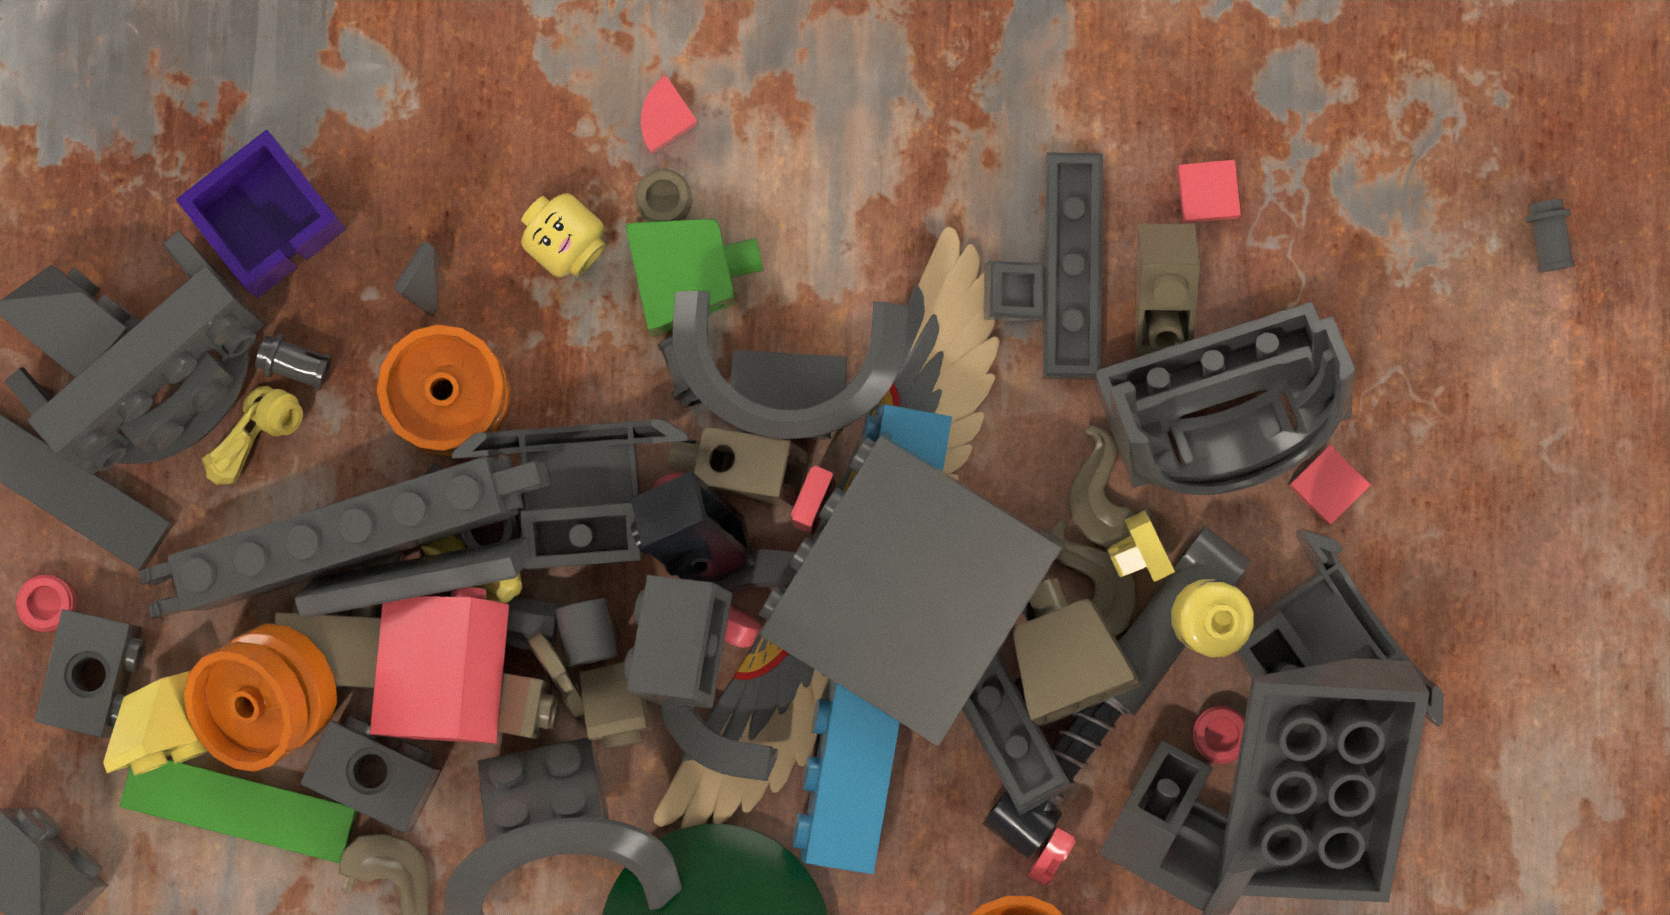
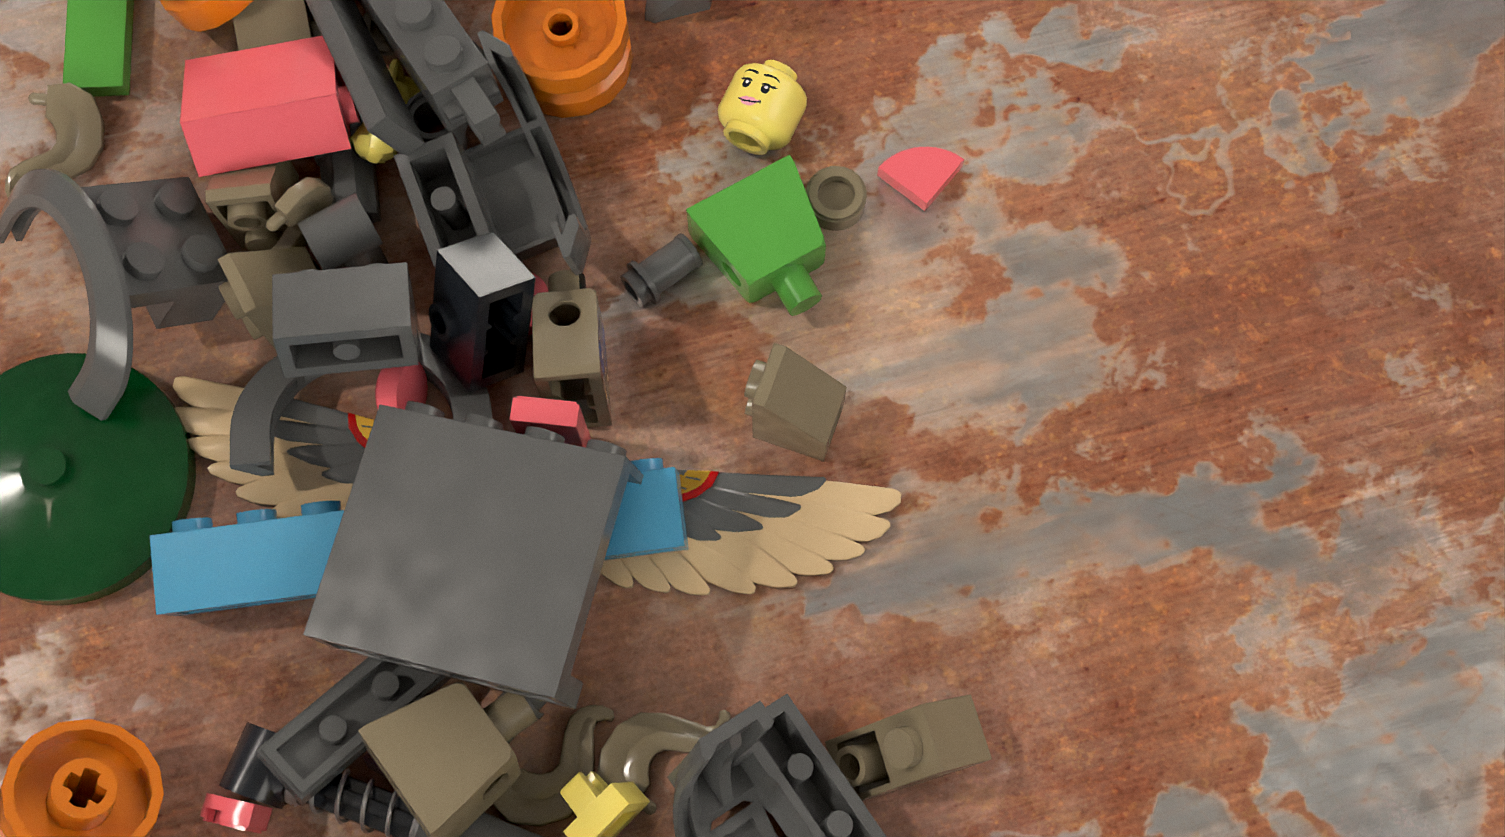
camera: 70 degrees right, 10 degrees down
(336, 774) = (145, 59): dark grey brick -> none
(787, 391) = (657, 356): dark grey piece -> none
(847, 290) = (793, 403): none -> dark tan slope
(1013, 291) = (852, 584): dark grey tile -> none
(1072, 265) = (903, 641): dark grey tile -> none
(1208, 191) = (1036, 768): coral tile -> none

